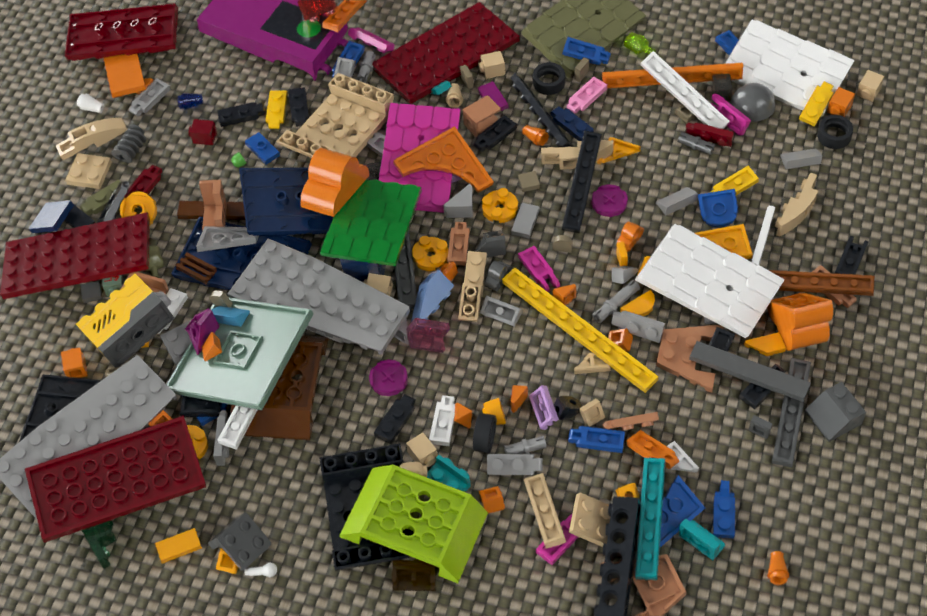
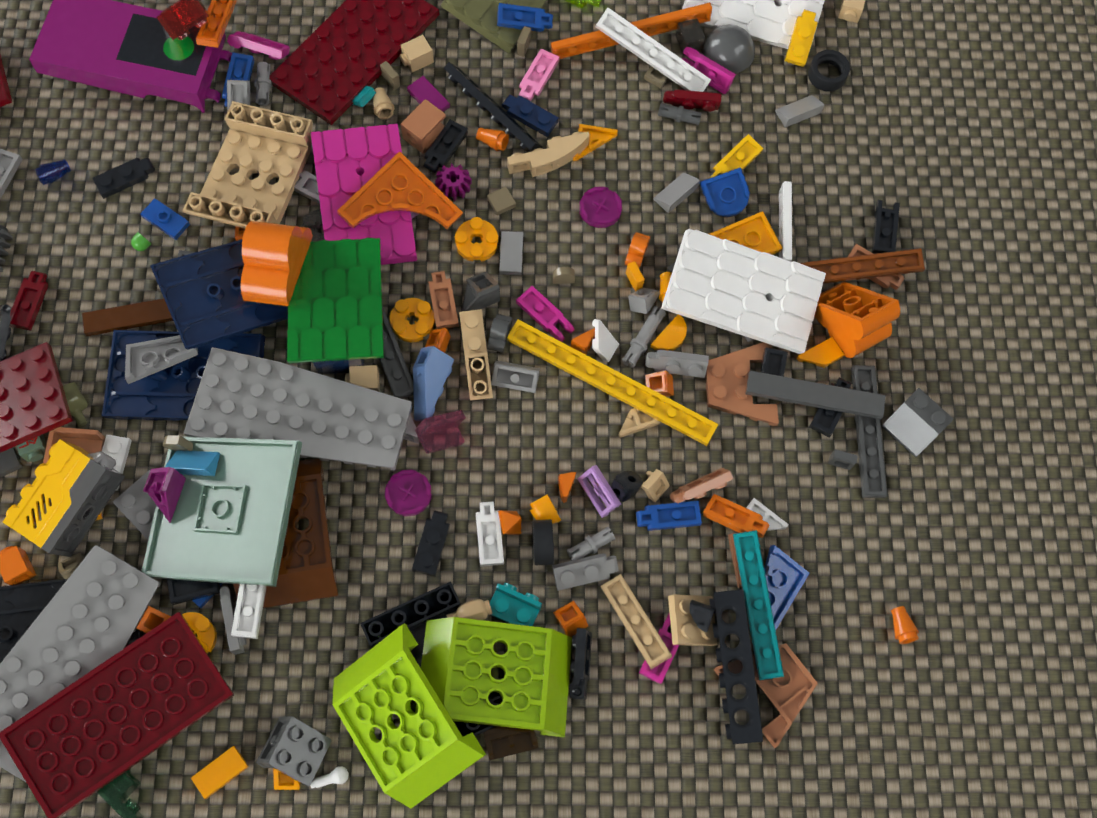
camera: 25 degrees left, 15 degrees up
(135, 199) = (24, 326): light orange plate -> none
(196, 264) = (114, 397): reddish brown tile -> none
(202, 132) = (83, 212): dark red brick -> none
(211, 347) = (186, 511): orange slope -> none
(214, 203) = (129, 313): nougat panel -> none
(276, 108) = (167, 161): yellow hinge -> none
(298, 105) = (194, 152): black hinge -> none
(343, 554) = (426, 746): none -> lime slope
(422, 450) = (476, 580): tan brick -> none
(460, 205) = (431, 249): light grey slope -> none
(490, 532) = (581, 665): none -> black hinge
(494, 159) = (457, 175): none -> magenta gear
(546, 69) = (488, 46): black tyre -> none
(580, 297) = (604, 343): none -> white tile
(581, 182) = (565, 191): black tile -> none
(598, 512) = (701, 614): none -> black tile
(628, 491) = (723, 578): light orange piece -> none
(701, 538) = (816, 612): teal bracket -> none
(724, 512) = (829, 571): blue hinge -> none
(798, 207) = (814, 173): tan slope -> none
(840, 102) = (826, 32): orange brick -> none

